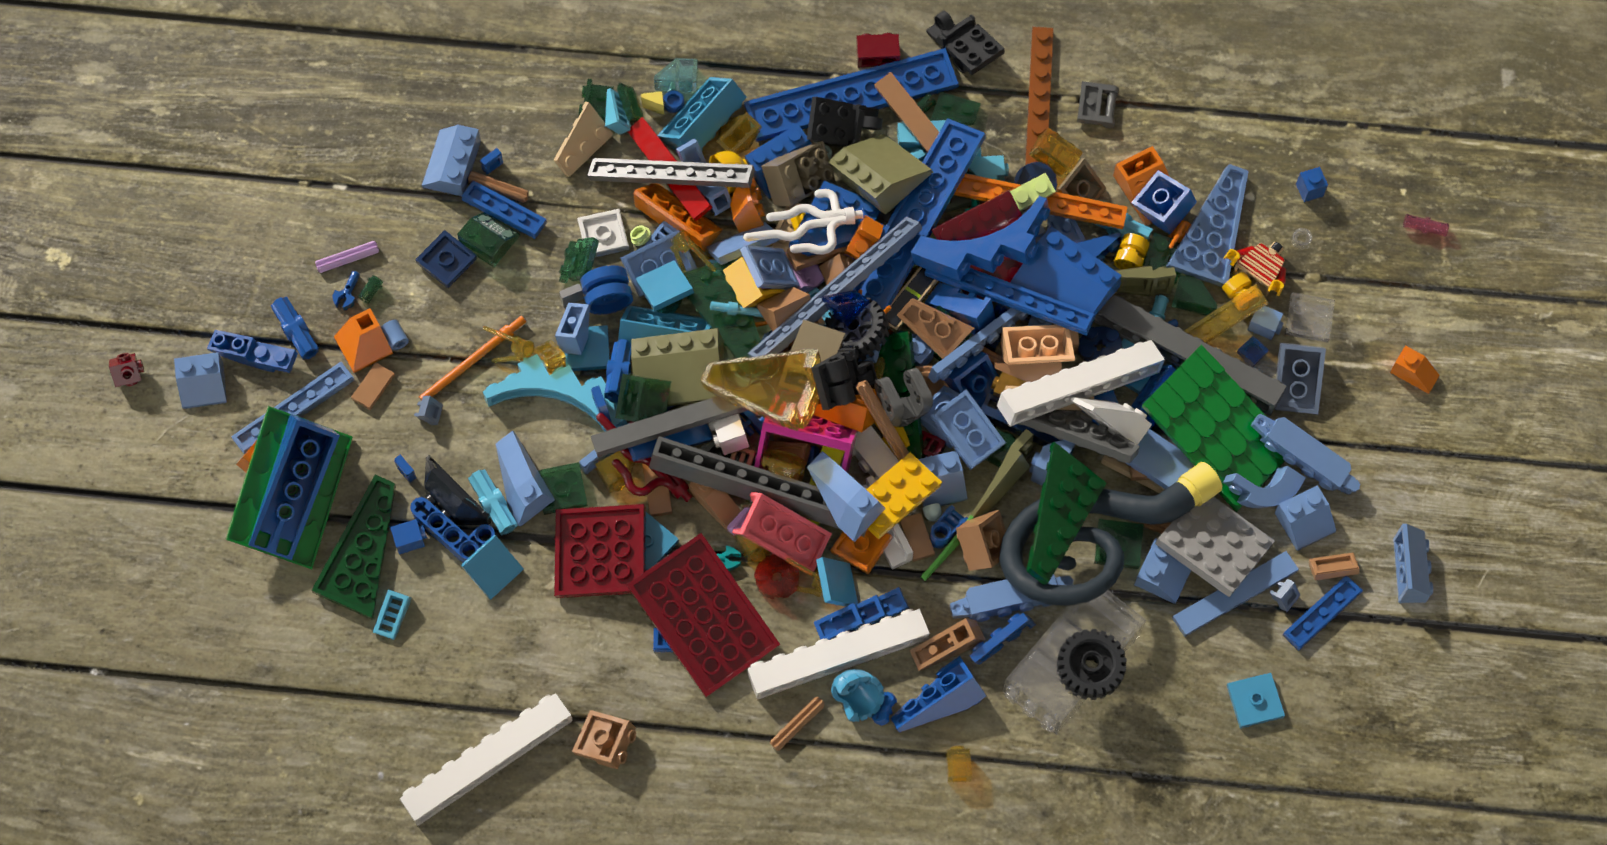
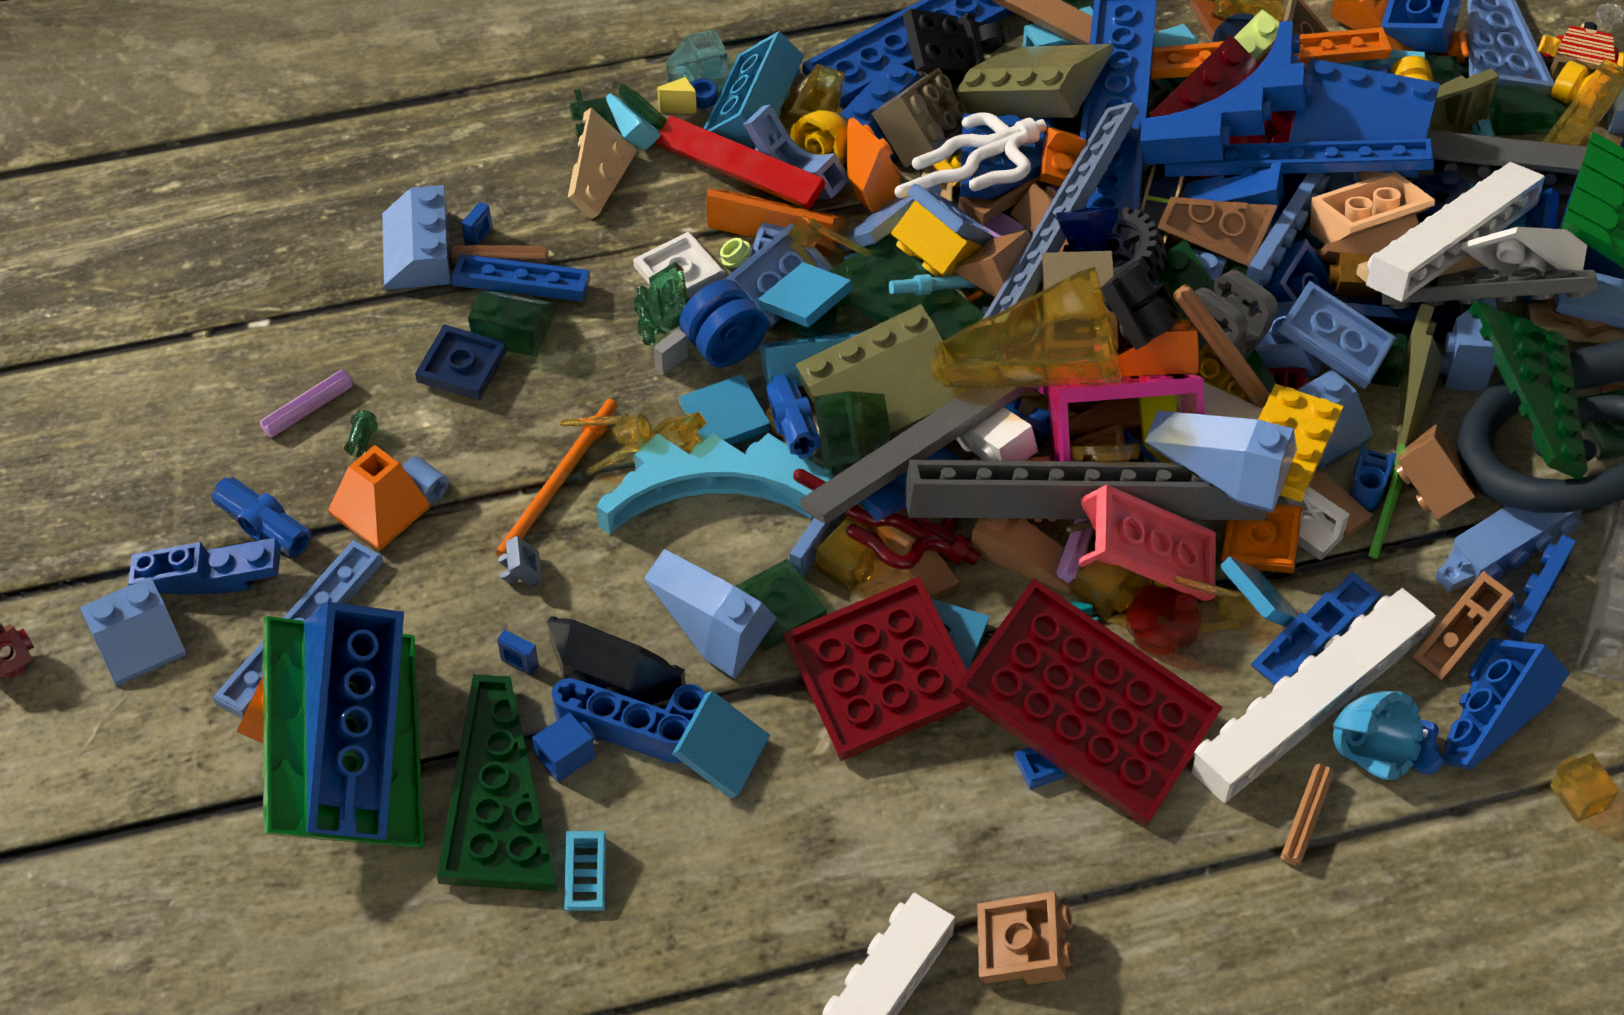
camera: 20 degrees left, 15 degrees down
(346, 292) = (324, 449): blue bar -> none
(373, 386) = (417, 559): medium nougat tile -> none
(492, 501) = (679, 650): medium azure piece -> none
(573, 328) = (699, 382): medium blue slope -> none
(600, 402) = (786, 461): blue tile -> none
(671, 172) = (748, 156): plate -> none
(932, 512) = (1337, 464): light aqua hinge -> none

